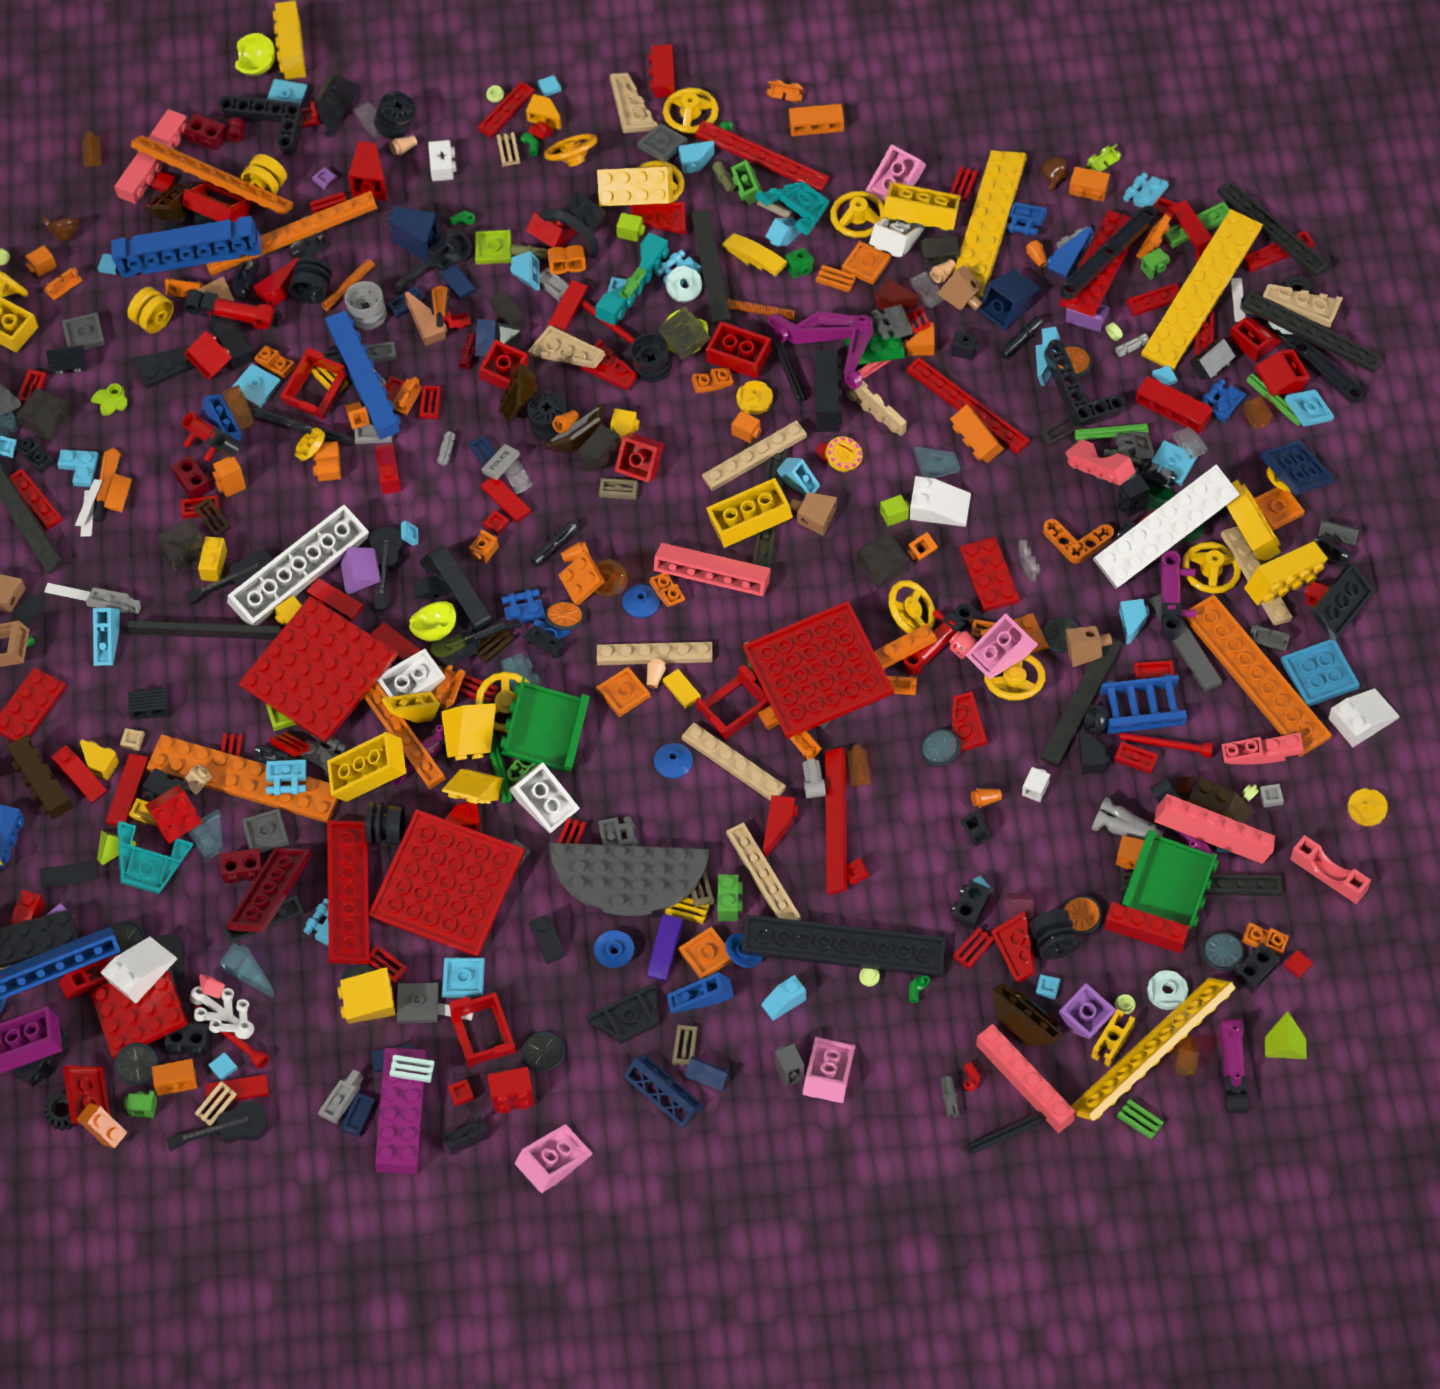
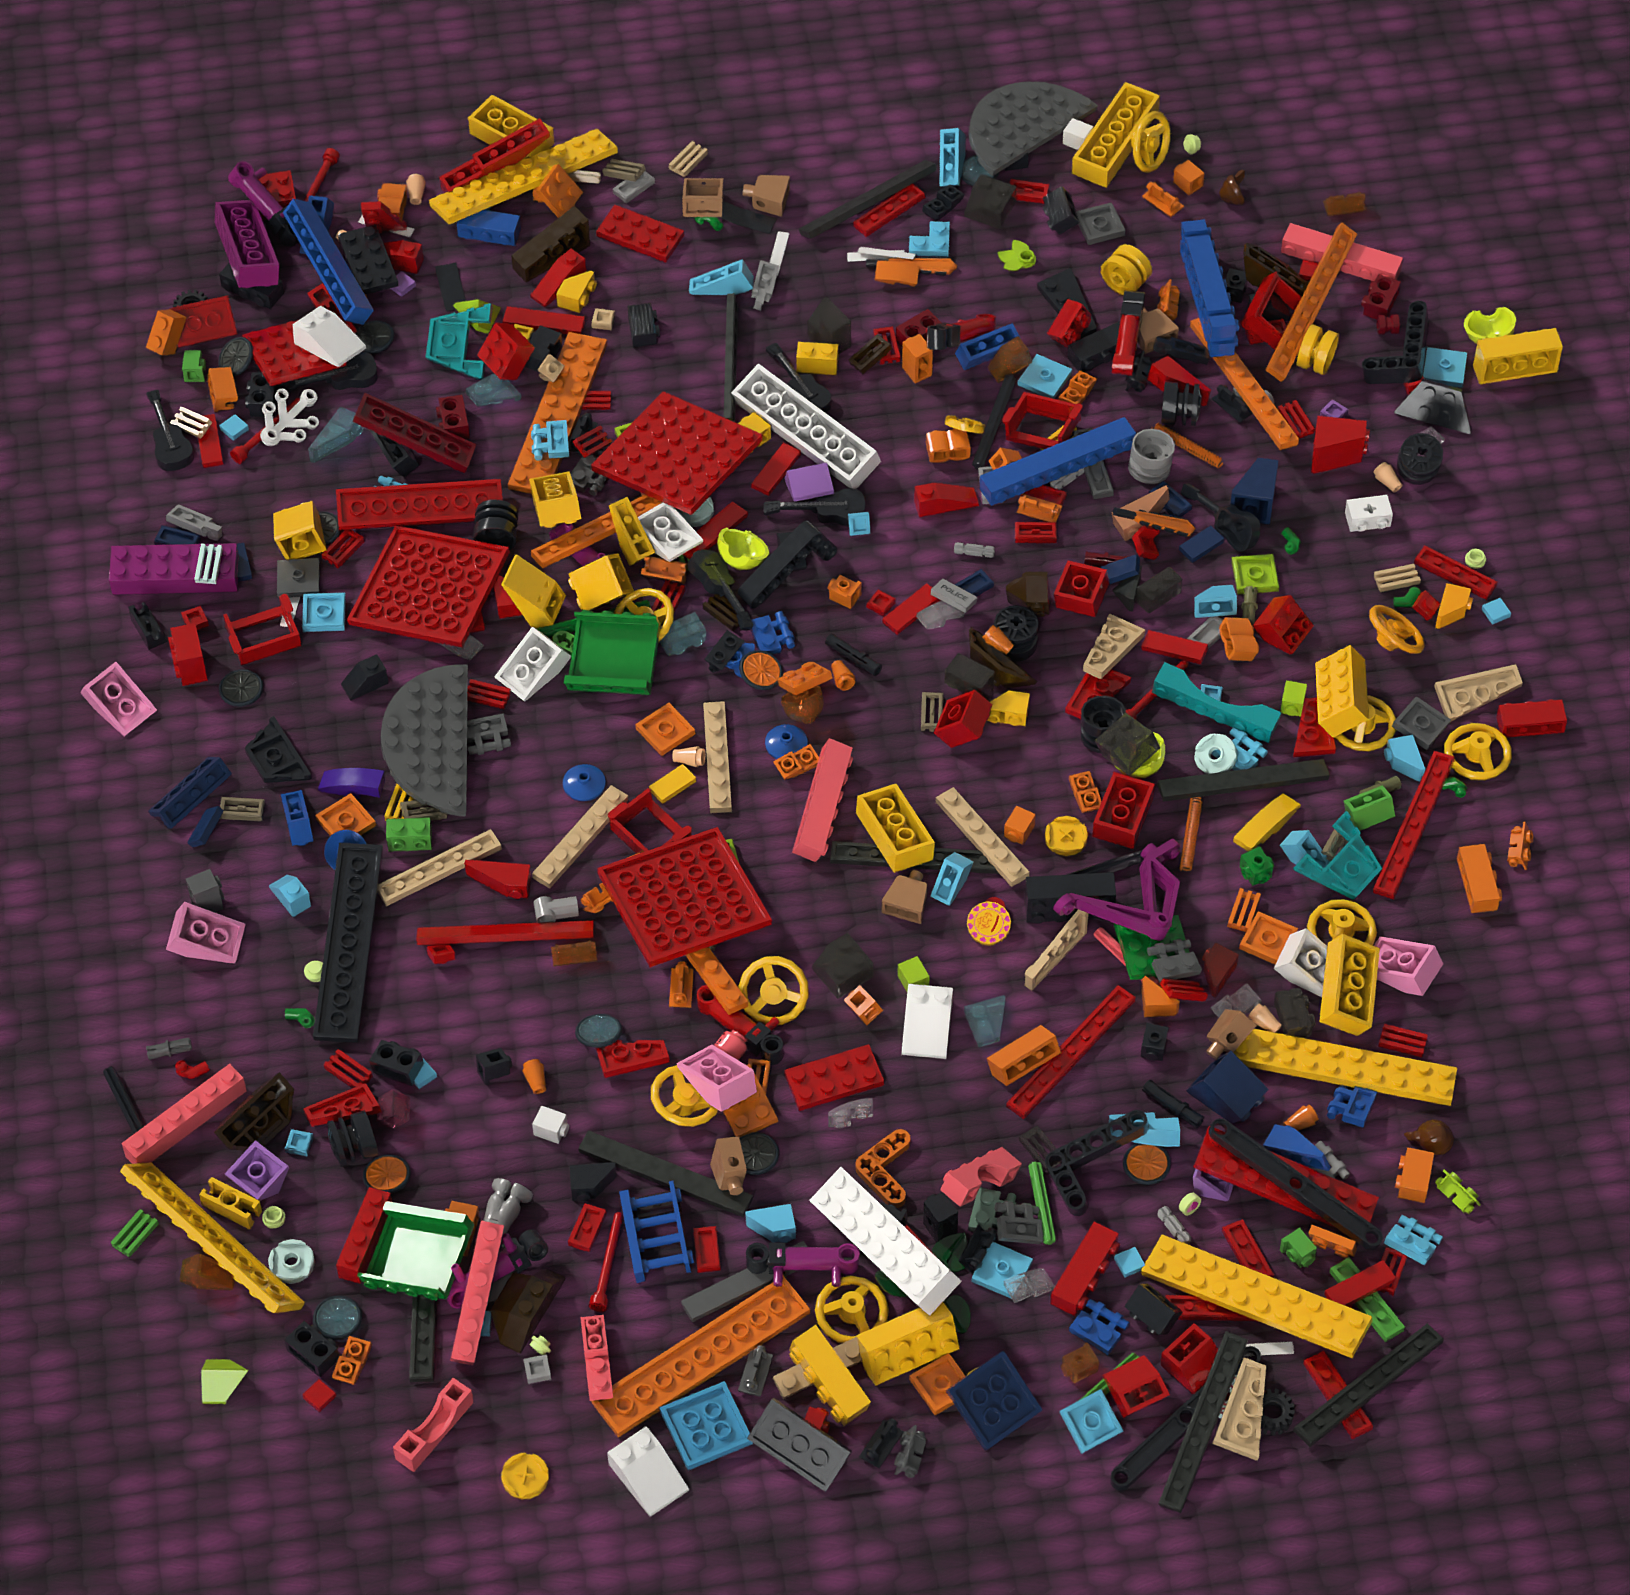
camera: 85 degrees right, 5 degrees down
(211, 986) = (318, 405): coral slope -> none
(265, 831) = (494, 434): dark grey plate -> none
(581, 216) = (1286, 640): black piece -> none
(614, 941) = (351, 730): blue dish -> none
(632, 283) = (1197, 693): bright green axle -> none
(1095, 719) = (634, 1183): black hair -> none
(1233, 1059) = (168, 1324): magenta piece -> none

